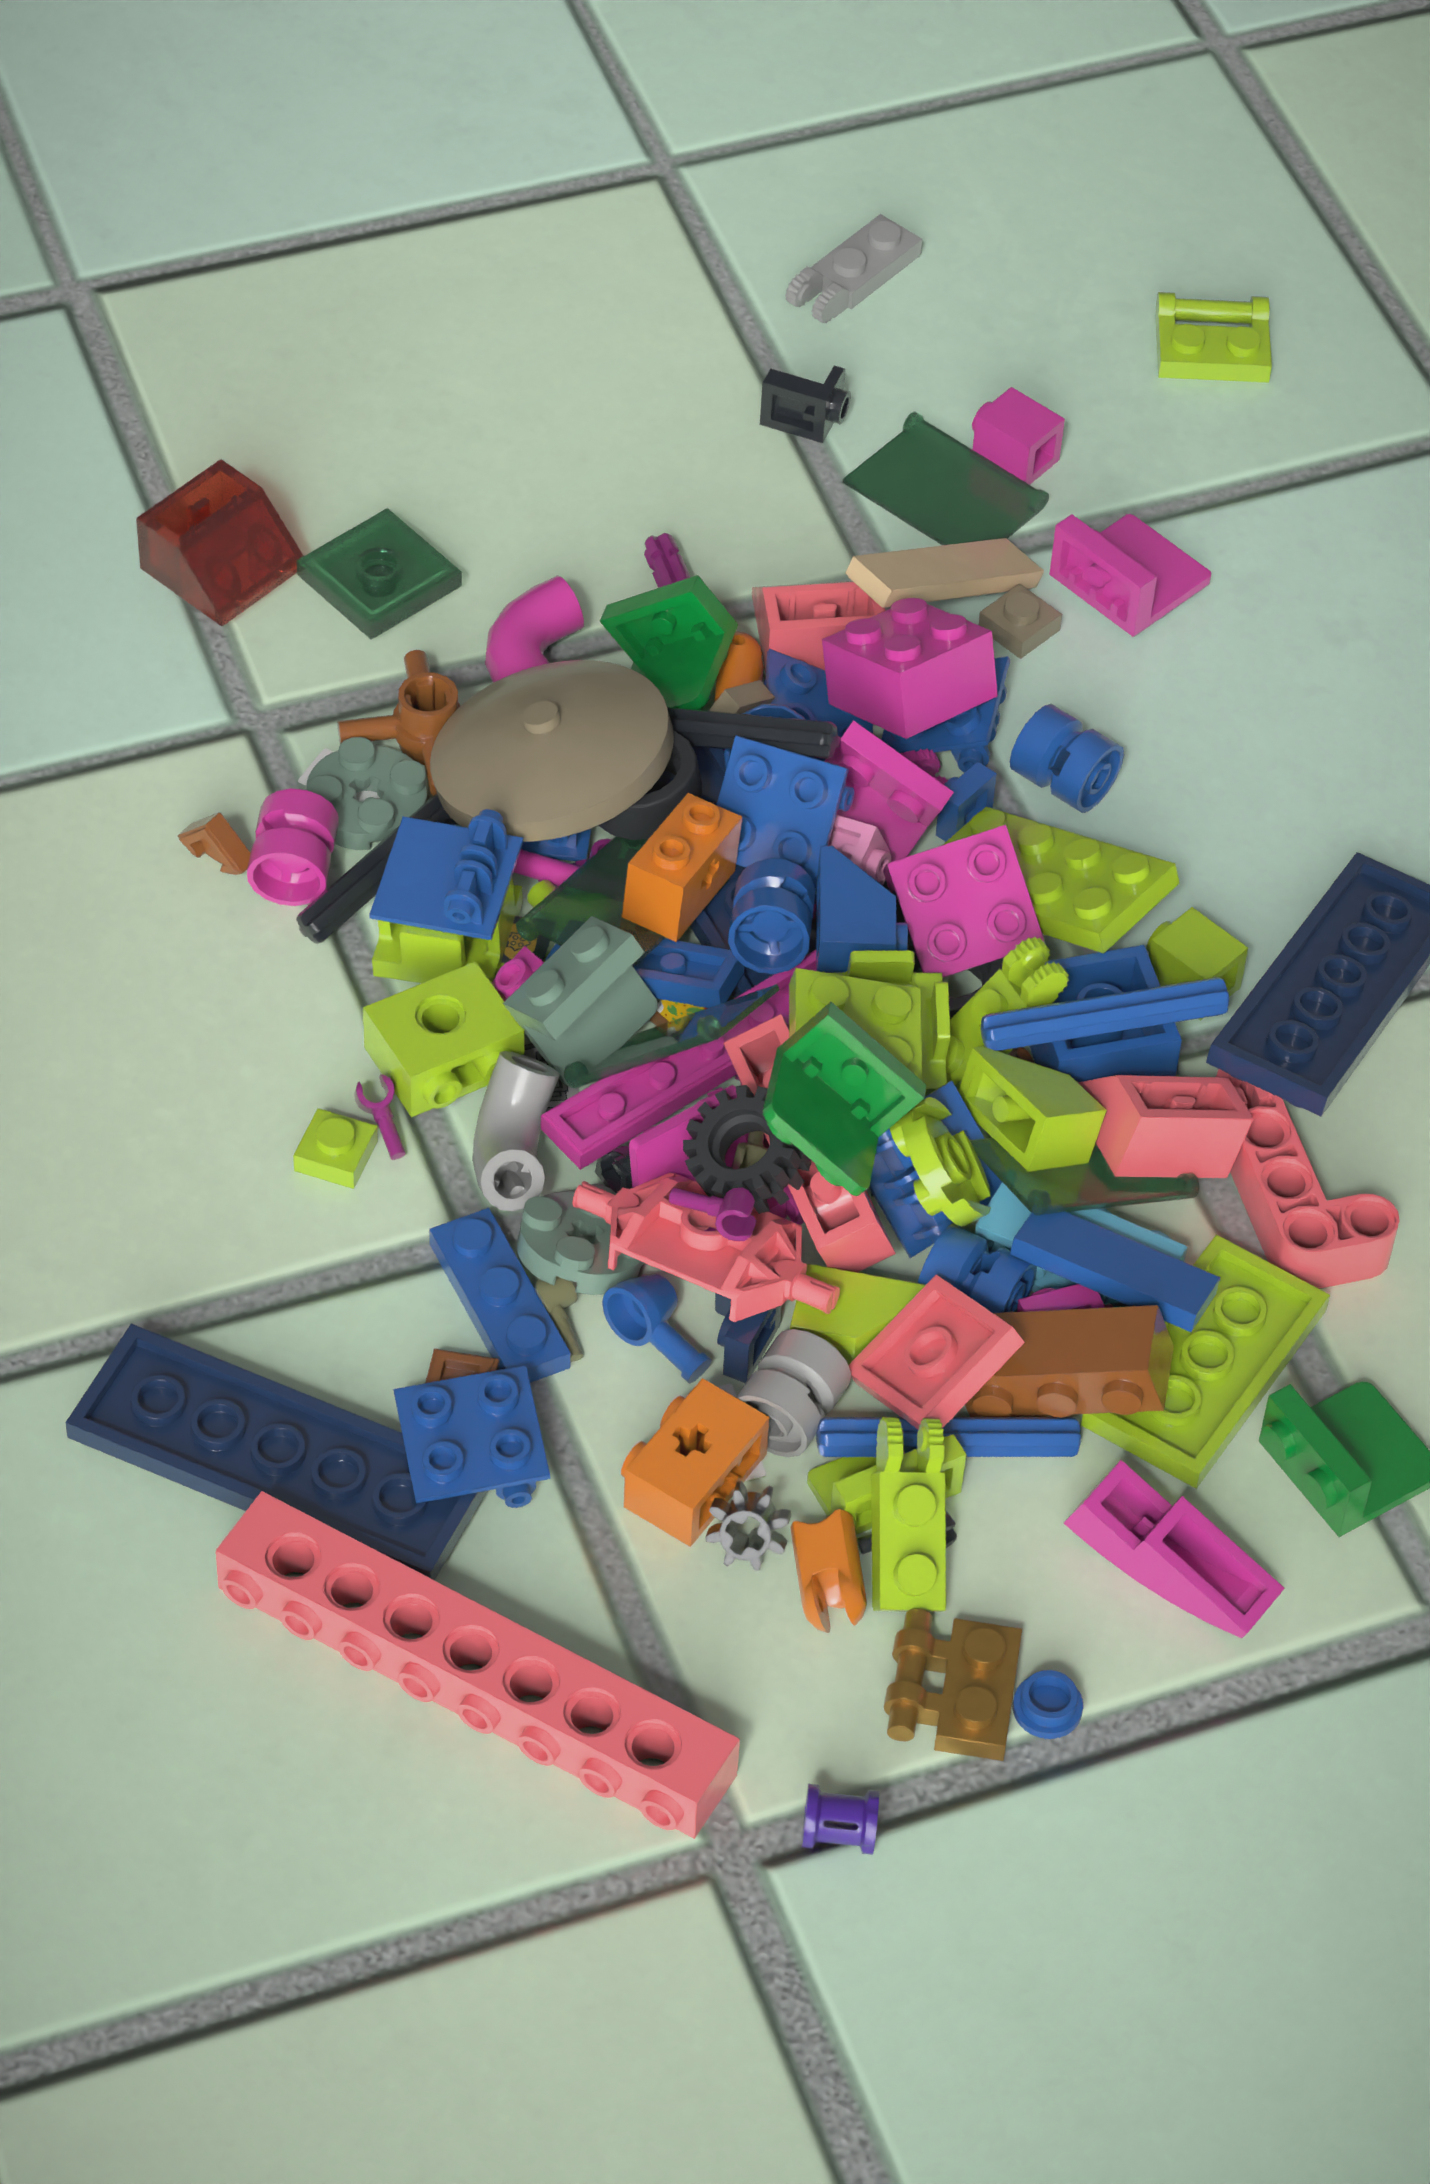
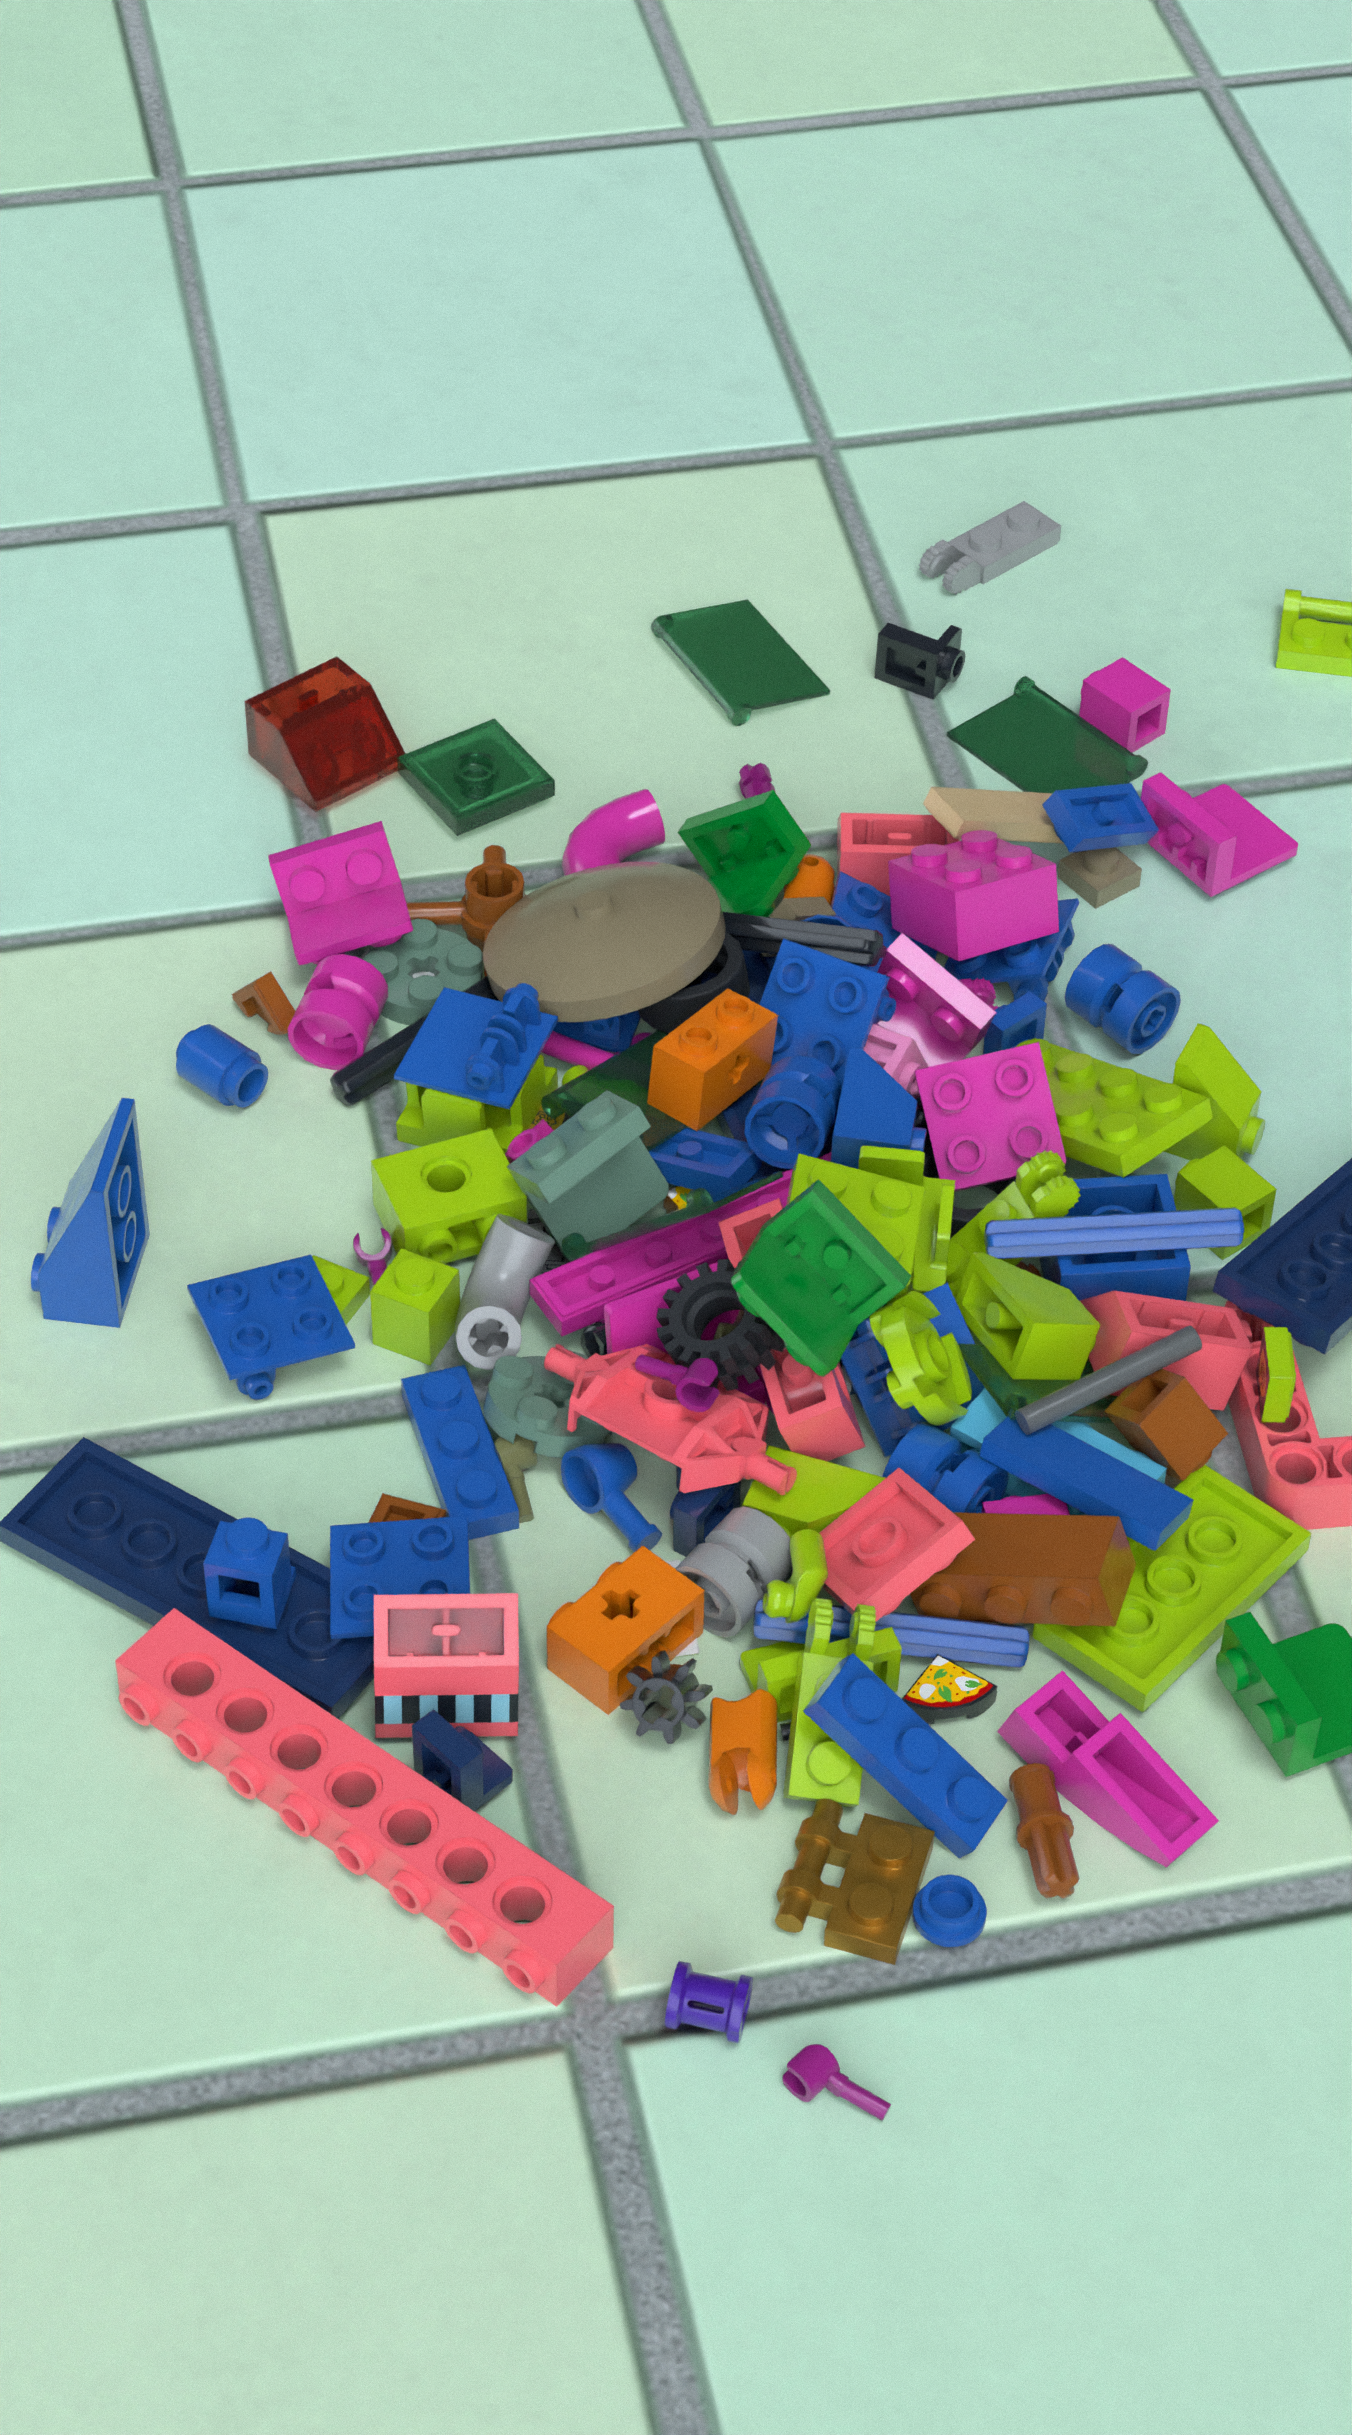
camera: 10 degrees right, 5 degrees down
(100, 1107) = (97, 1231): none -> blue slope
(185, 916) = (221, 1066): none -> blue brick
(273, 721) = (341, 893): none -> dark pink bracket
(291, 1182) = (269, 1321): none -> blue hinge
(329, 1431) = (253, 1554): none -> blue brick
(431, 1153) = (415, 1306): none -> lime brick
(536, 1517) = (449, 1658): none -> coral slope
(562, 1612) = (458, 1761): none -> dark blue bracket
(619, 415) = (738, 658): none -> clear green piece
(867, 1396) = (808, 1577): none -> lime arm
(953, 1870) = (818, 2069): none -> magenta hand
(987, 1560) = (905, 1755): none -> blue plate
(1010, 1490) = (949, 1692): none -> tile
(1017, 567) = (1100, 817): none -> blue plate
(1124, 1167) = (1108, 1380): none -> dark grey bar
(1124, 1616) = (1044, 1830): none -> dark orange axle
(1175, 837) = (1234, 1098): none -> lime slope
(1181, 1199) = (1167, 1422): none -> dark orange brick
(1279, 1143) = (1275, 1374): none -> lime tile

